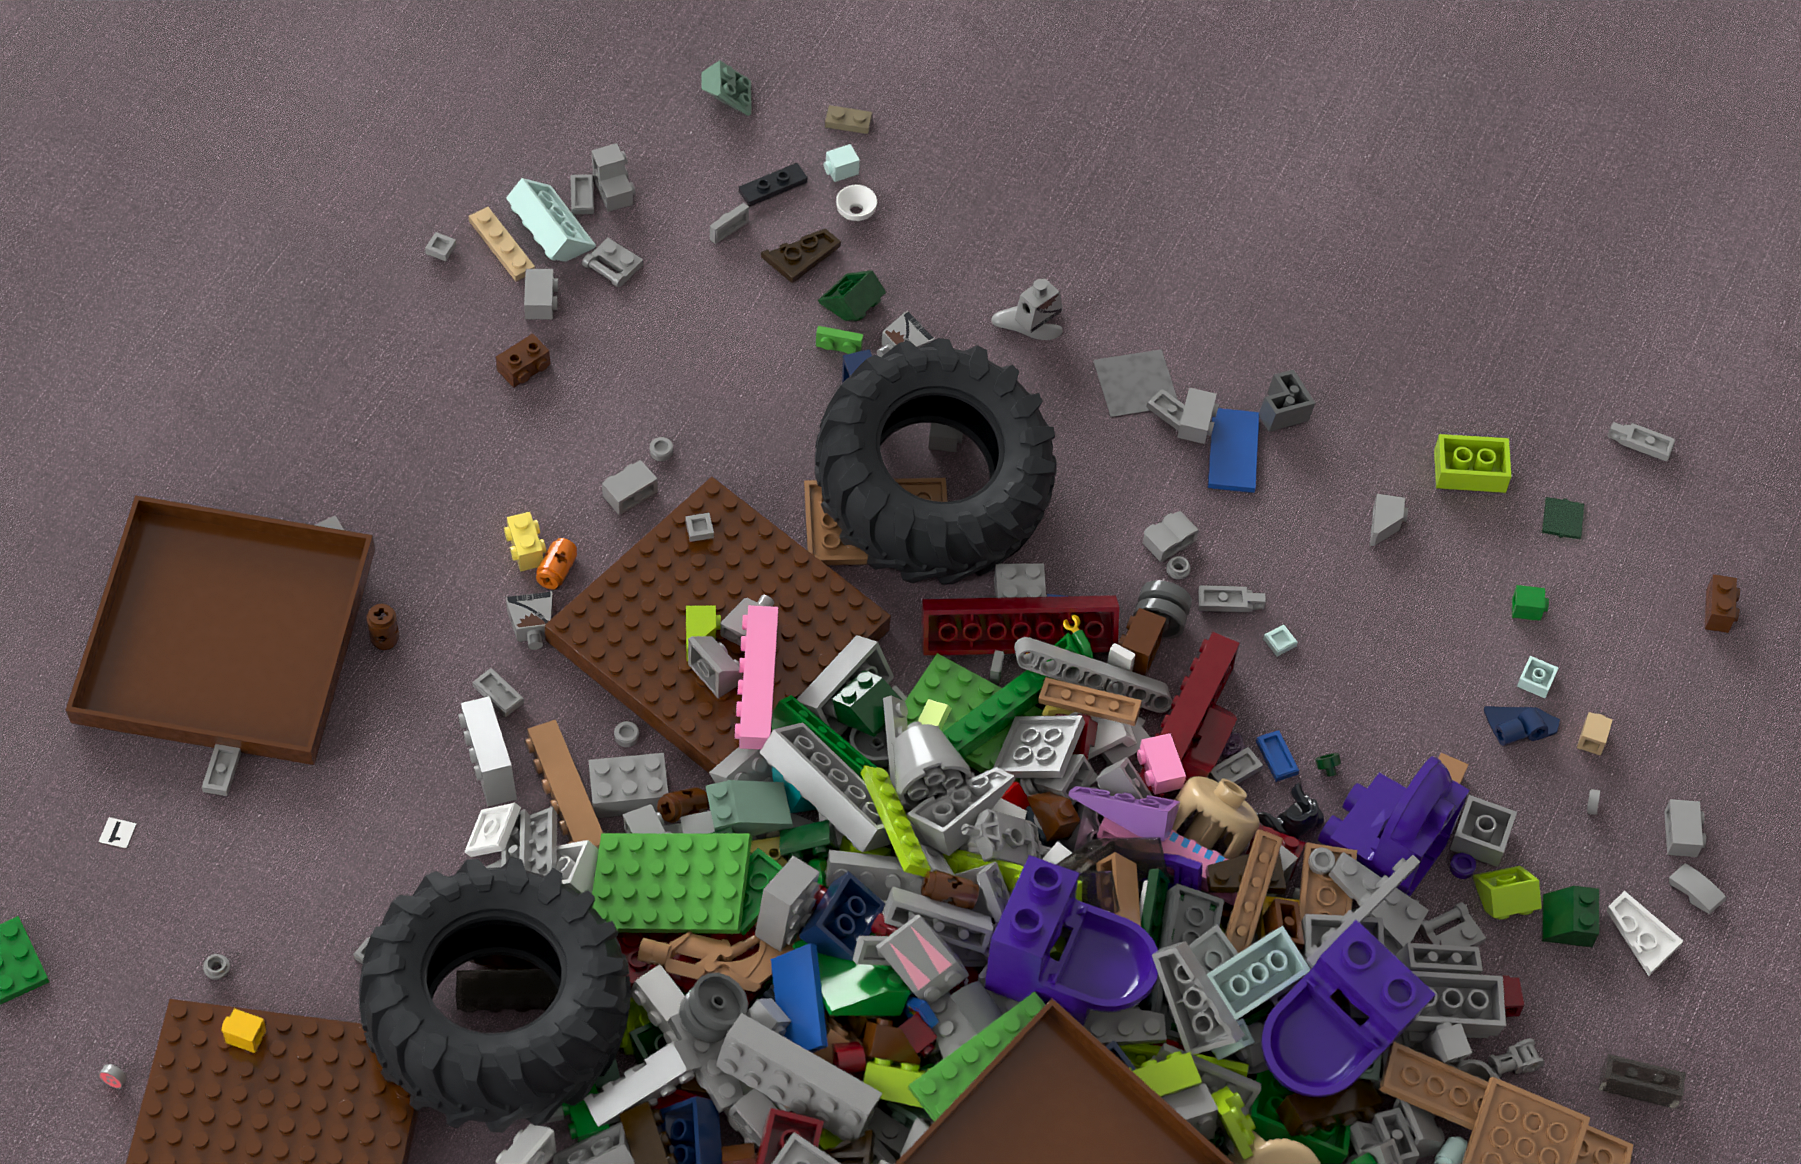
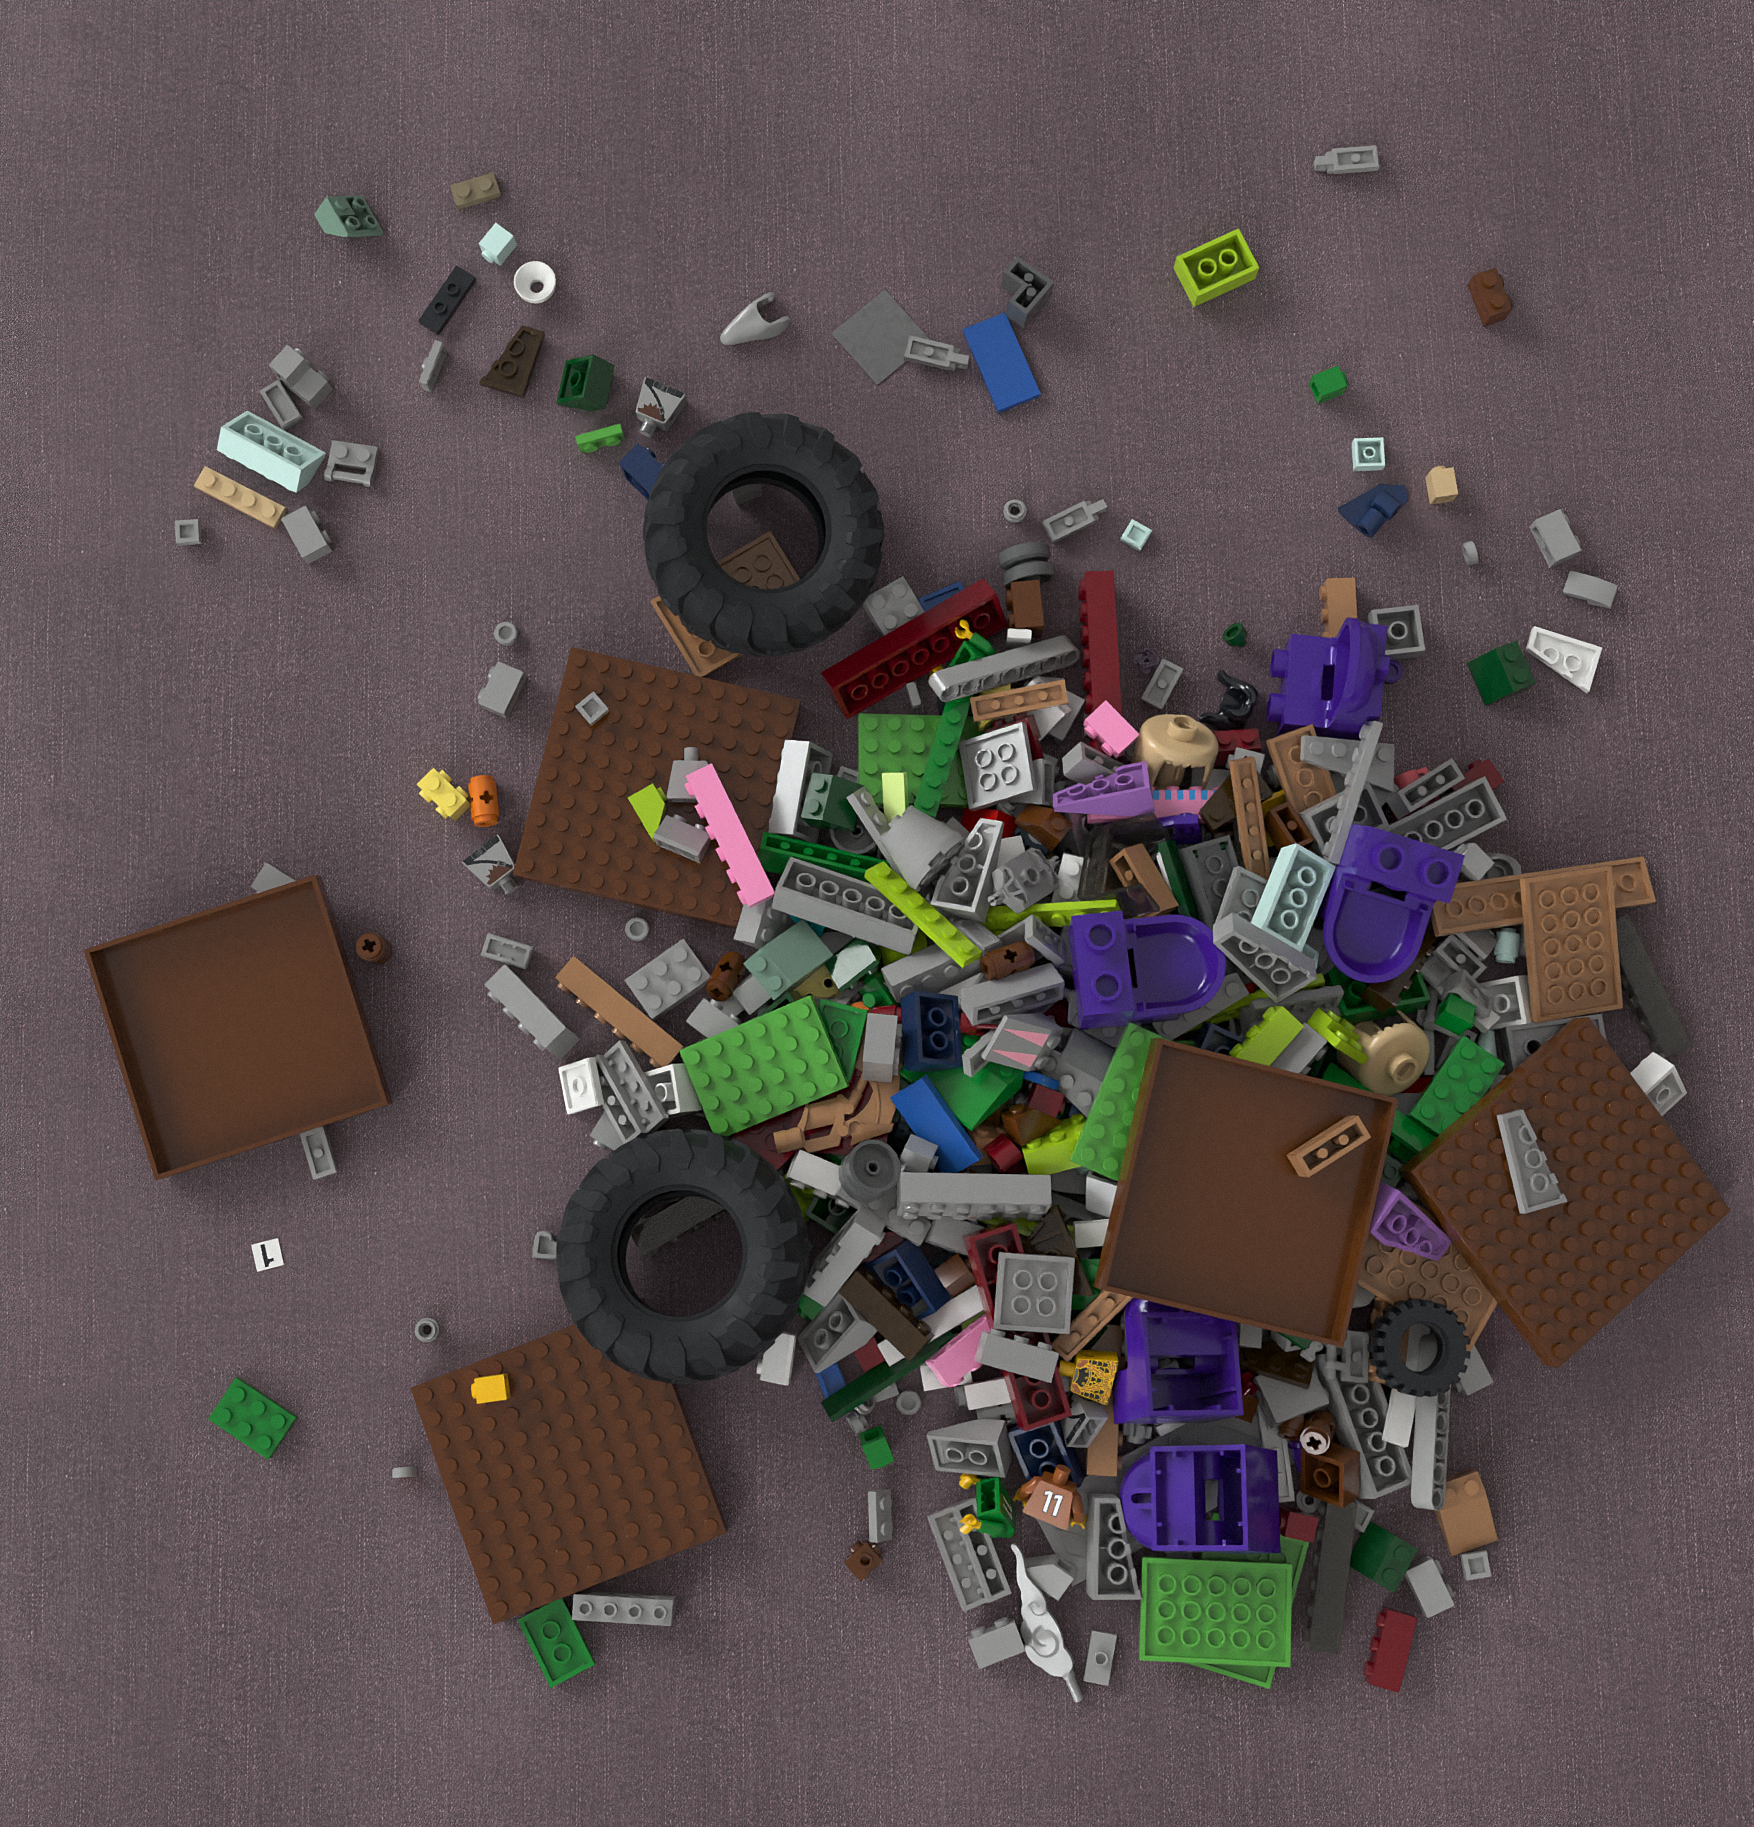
camera: 20 degrees left, 25 degrees up
(523, 360) = (334, 612): reddish brown brick -> none
(1038, 305) = (761, 308): light grey torso -> none
(1170, 536) = (992, 483): light grey brick -> none
(1197, 415) = (957, 350): light grey brick -> none
(1213, 738) = (1133, 679): dark red brick -> none
(1277, 755) = (1188, 650): blue tile -> none
(1321, 861) = (1289, 751): light grey tile -> none
(1387, 517) = (1167, 361): light grey slope -> none
(1461, 935) = (1418, 743): light grey plate -> none
(1508, 892) = (1439, 678): lime slope -> none
(1519, 1058) = (1519, 827): light grey connector -> none
(1563, 518) = (1315, 278): clear green piece -> none
(1642, 1081) = (1627, 797): clear smoke brick -> none

